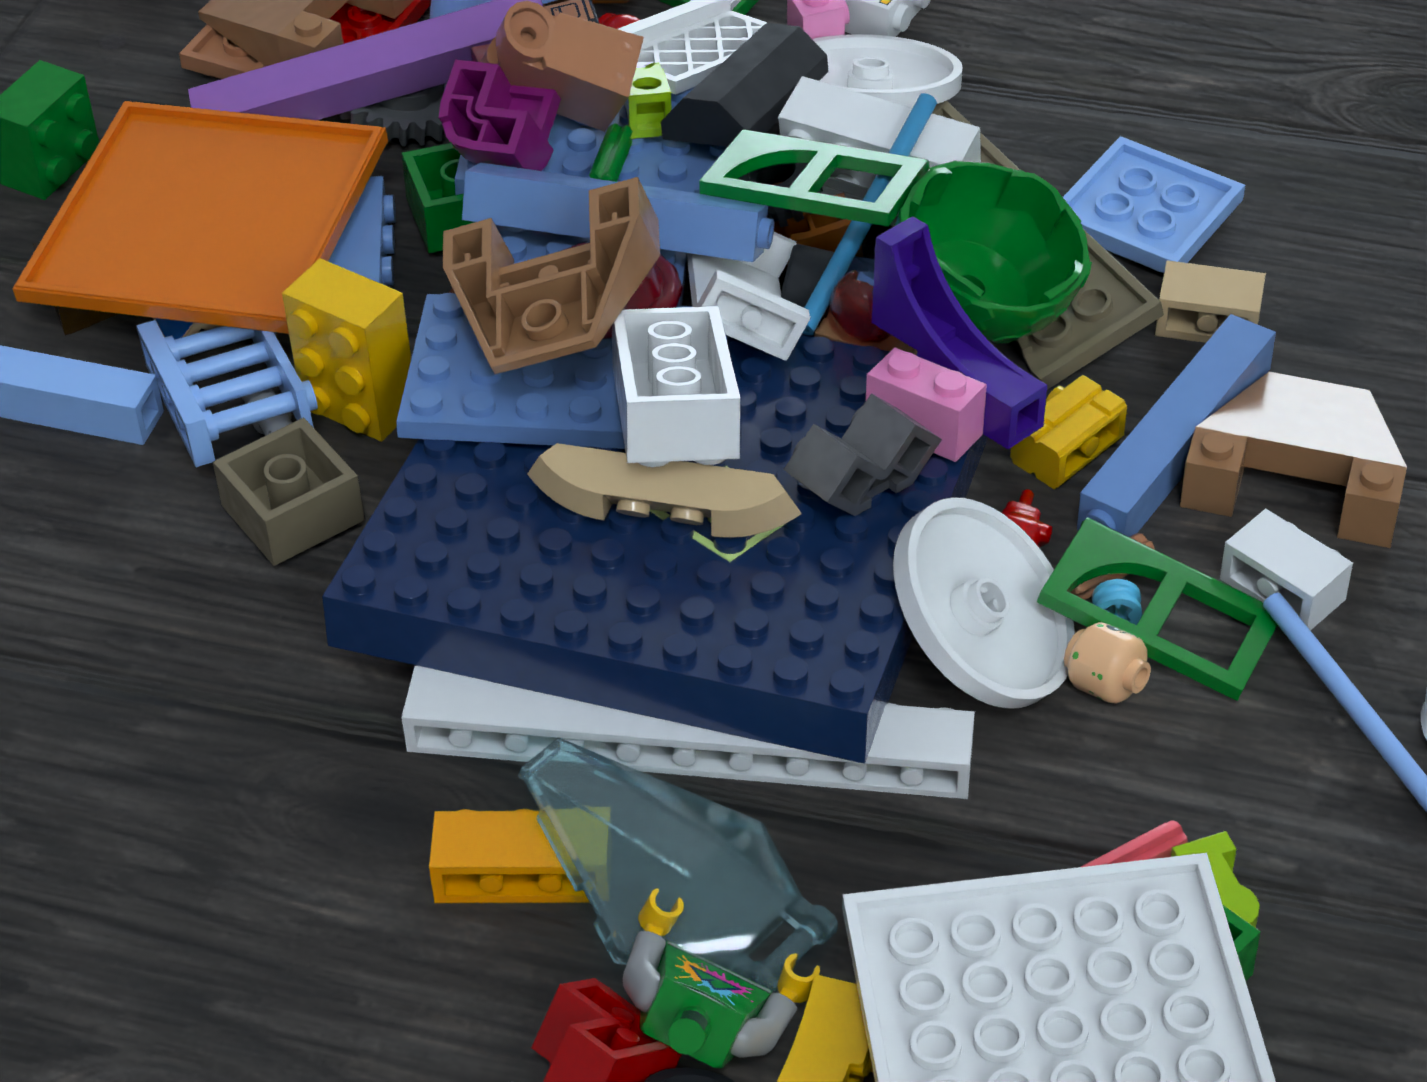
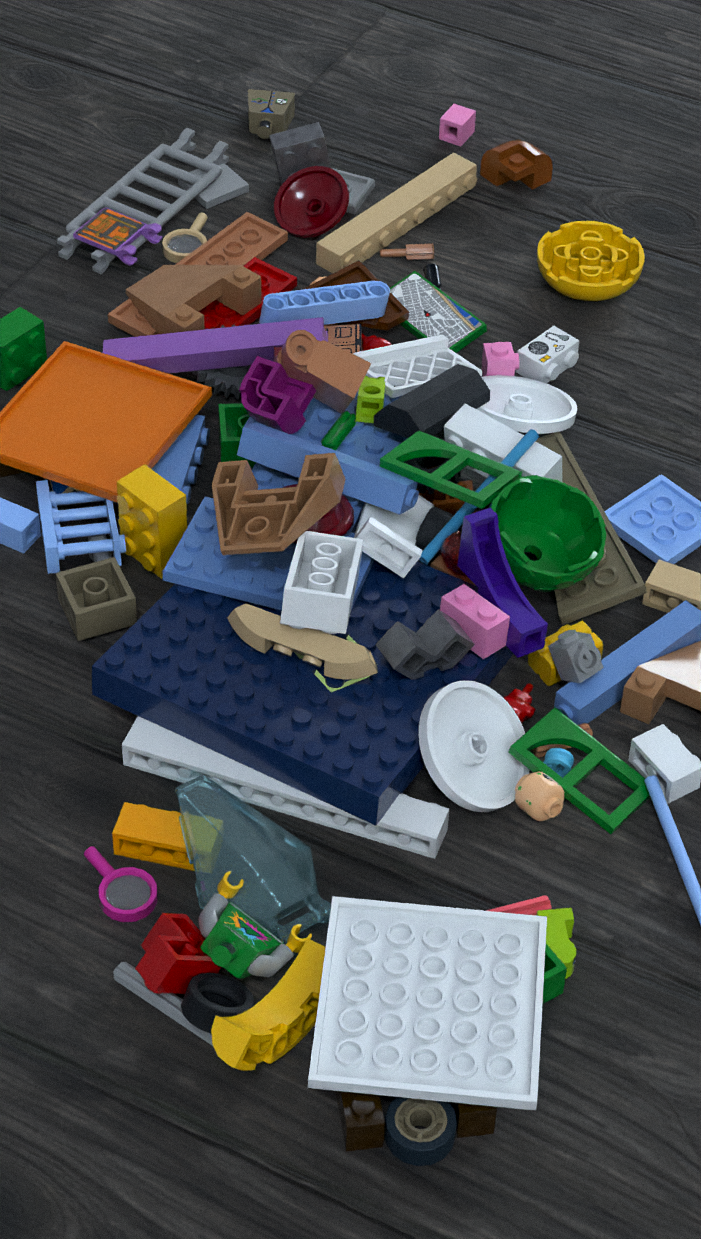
camera: 10 degrees right, 0 degrees up
(474, 963) = (125, 892): none -> piece
(1098, 429) = (575, 656): none -> light grey brick

